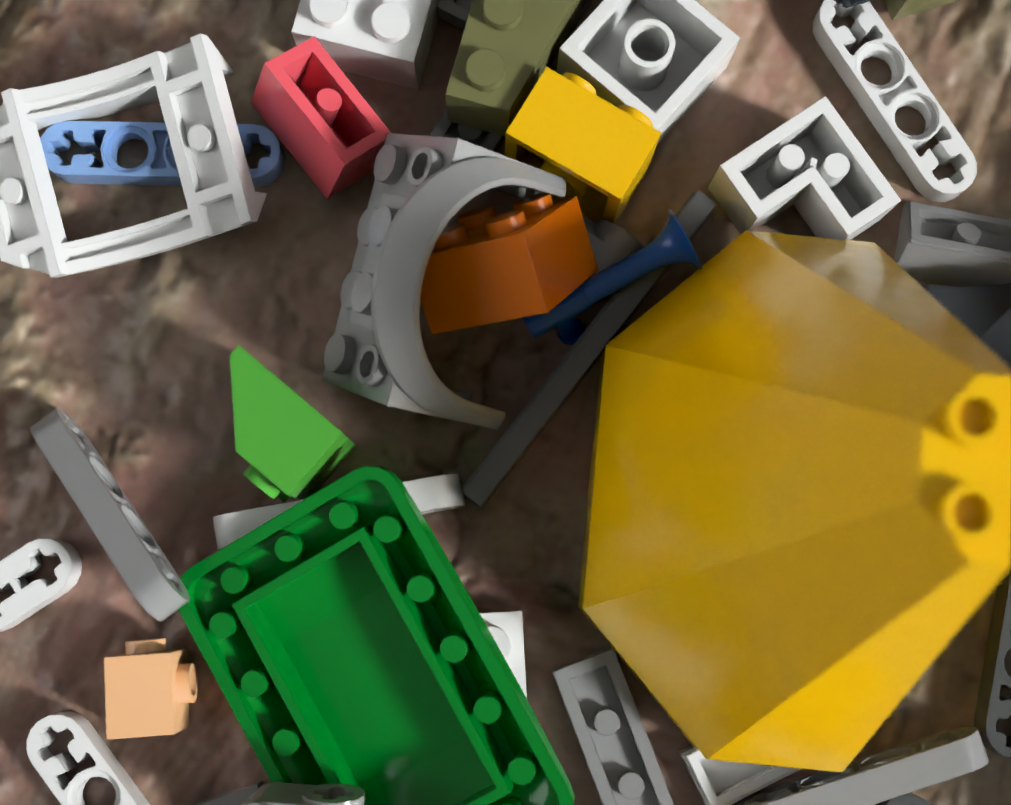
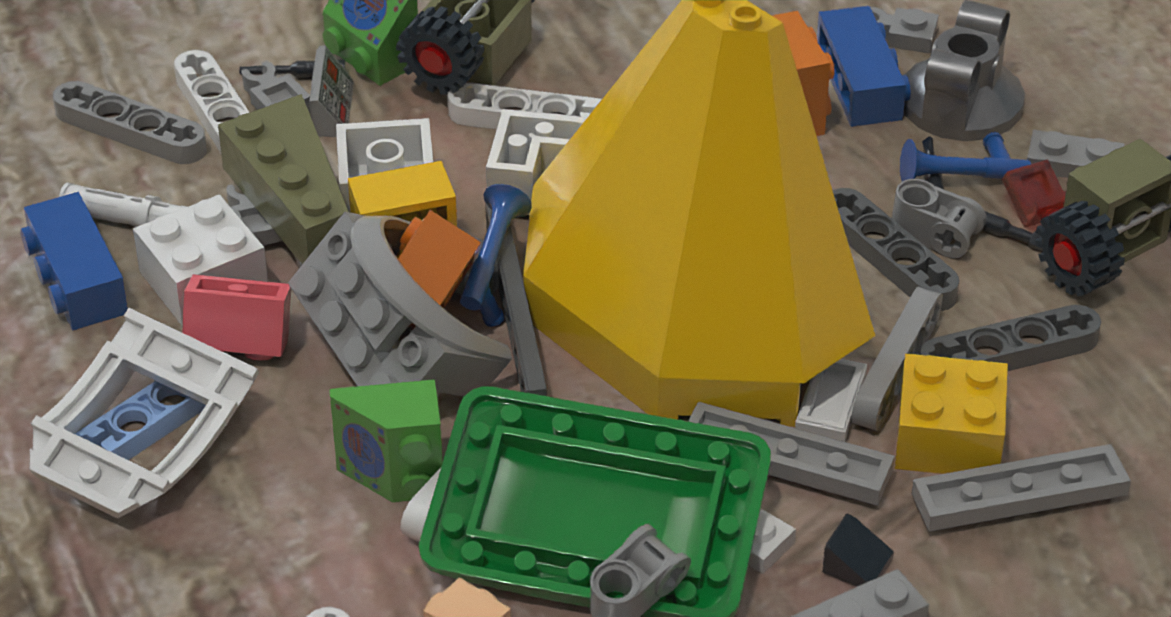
camera: 45 degrees left, 40 degrees down
(110, 515) = (399, 548): light grey beam -> none

